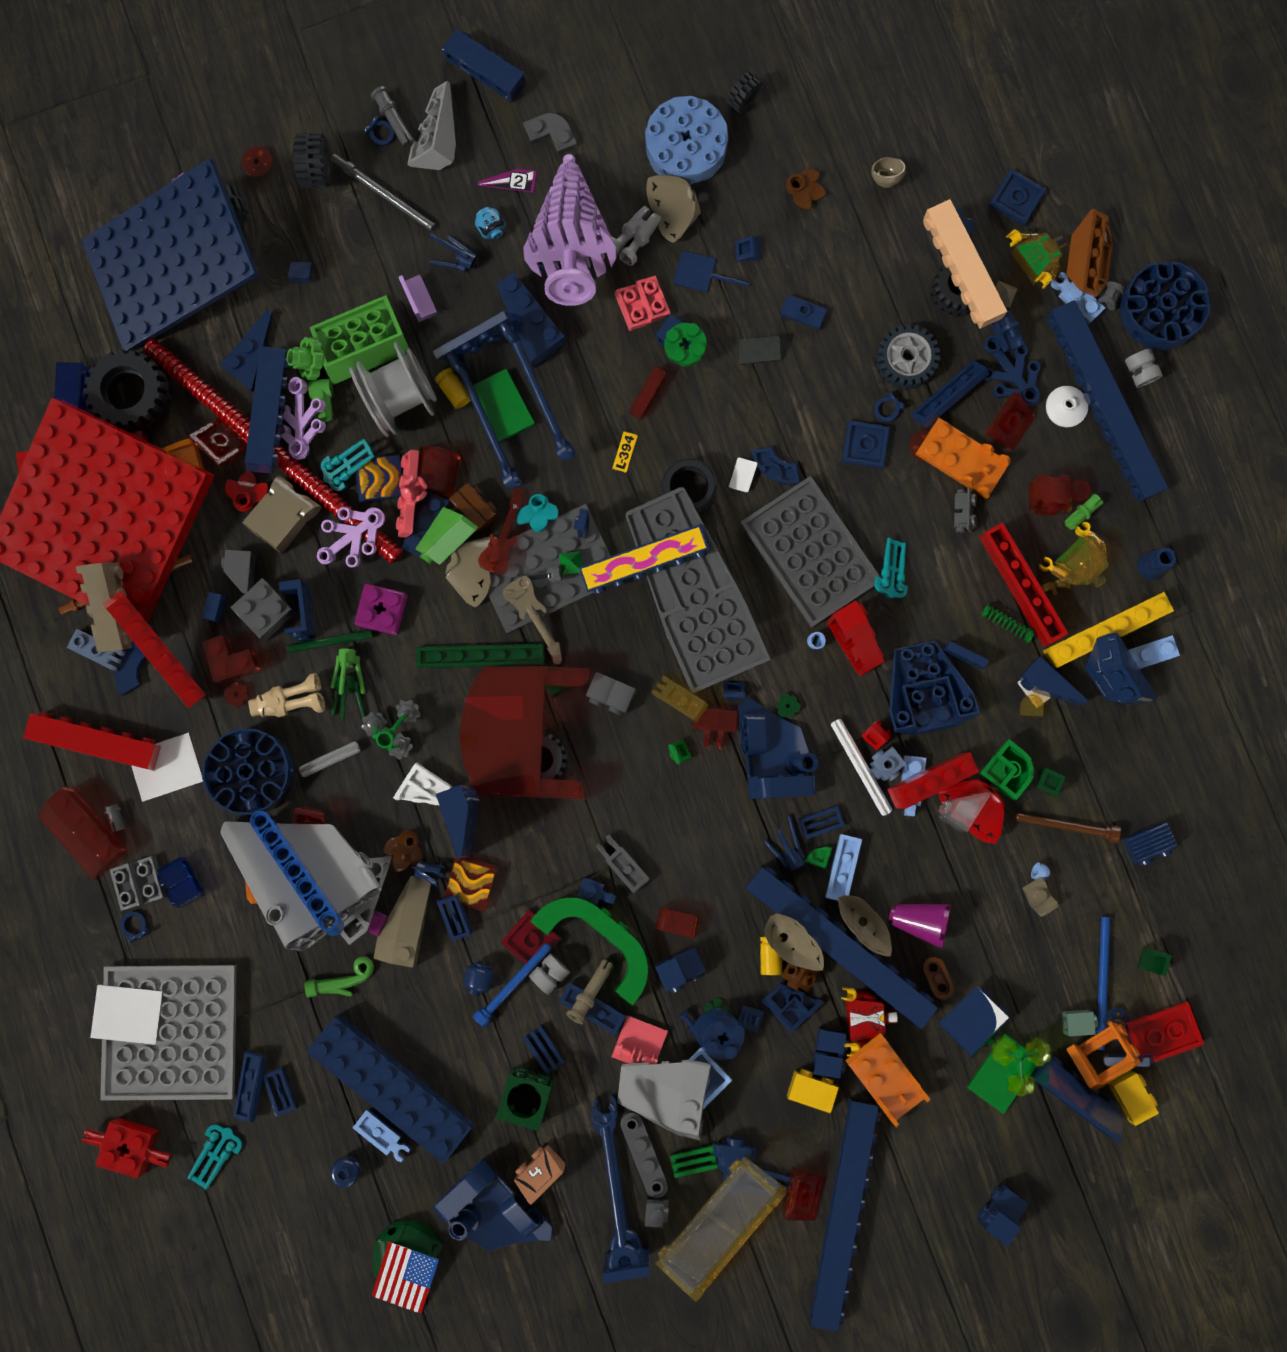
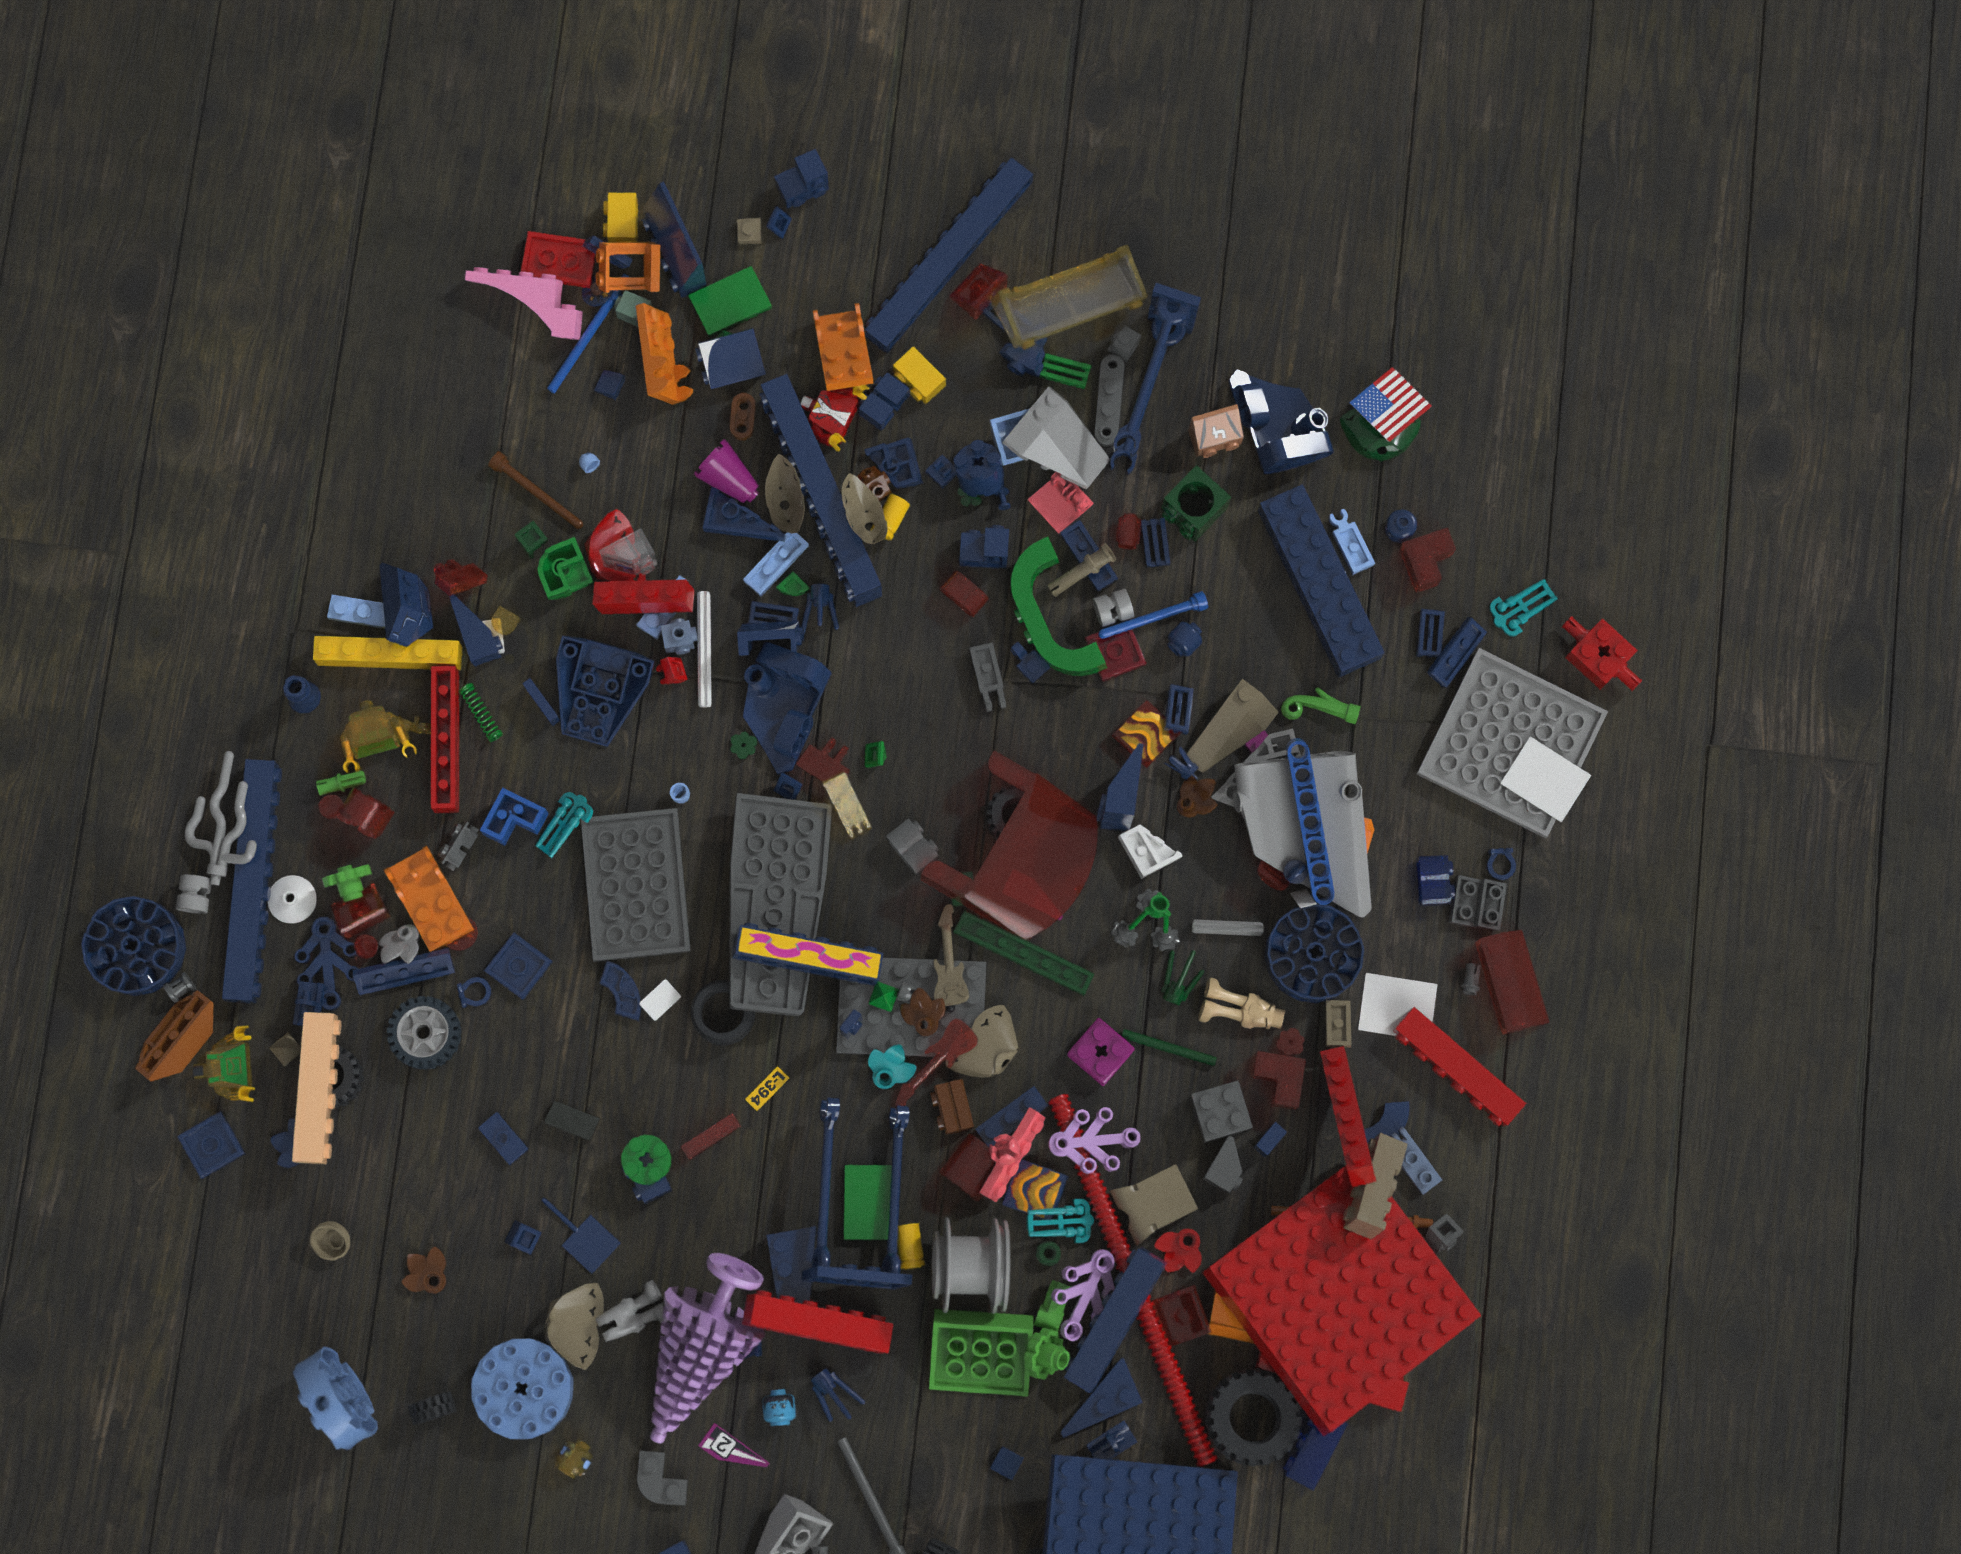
camera: 160 degrees left, 5 degrees down
(43, 603) = (1443, 1234): none -> dark grey brick
(203, 725) = (1338, 1023): none -> dark tan plate
(227, 321) = (1112, 1442): none -> dark blue hips
(277, 811) = (1303, 898): none -> white sticker
(293, 829) = (1295, 871): none -> dark blue tile
(302, 590) = (1175, 1113): dark blue panel -> none
(316, 1155) = (1421, 558): none -> clear red brick
(343, 432) = (1056, 1253): none -> dark green plate
(345, 660) = (1161, 1018): bright green plant -> none
(418, 297) = (896, 1367): lavender panel -> none
(444, 536) = (997, 1090): bright green slope -> none
(489, 289) = (817, 1323): none -> red brick
(534, 566) = (922, 1009): none -> reddish brown plate
(570, 1047) = (1128, 531): none -> clear red brick
(621, 113) = (574, 1458): none -> clear yellow head
(642, 303) = (664, 1236): coral slope -> none
(816, 803) = (766, 631): none -> dark blue panel
(818, 54) = (335, 1398): none -> medium blue brick
(856, 637) = (640, 772): red brick -> none
(901, 885) = (730, 518): none -> dark blue wing
(940, 554) = (511, 811): none -> blue brick
(964, 410) = (400, 943): none -> light grey plate
(990, 398) = (366, 946): none -> clear red plate
(1001, 1165) = (779, 222): none -> dark blue slope
(1007, 1052) = (718, 317): clear neon green plant -> none
(1022, 1144) = (749, 231): none -> dark tan plate
(1033, 436) = (348, 881): none -> bright green plant
(1035, 991) = (658, 356): none -> orange hinge
(1040, 897) = (603, 438): dark tan bracket -> none
(1060, 948) = (610, 384): none -> dark blue slope
(1087, 304) = (212, 988): light blue plate -> none
(1087, 719) = (457, 578): none -> clear red hinge
(1146, 412) = (221, 846): none -> light grey plant
(1150, 843) = (469, 434): dark blue brick -> none
(1154, 961) = (529, 327): dark green panel -> none
(1164, 992) = (539, 294): none -> bright pink arch

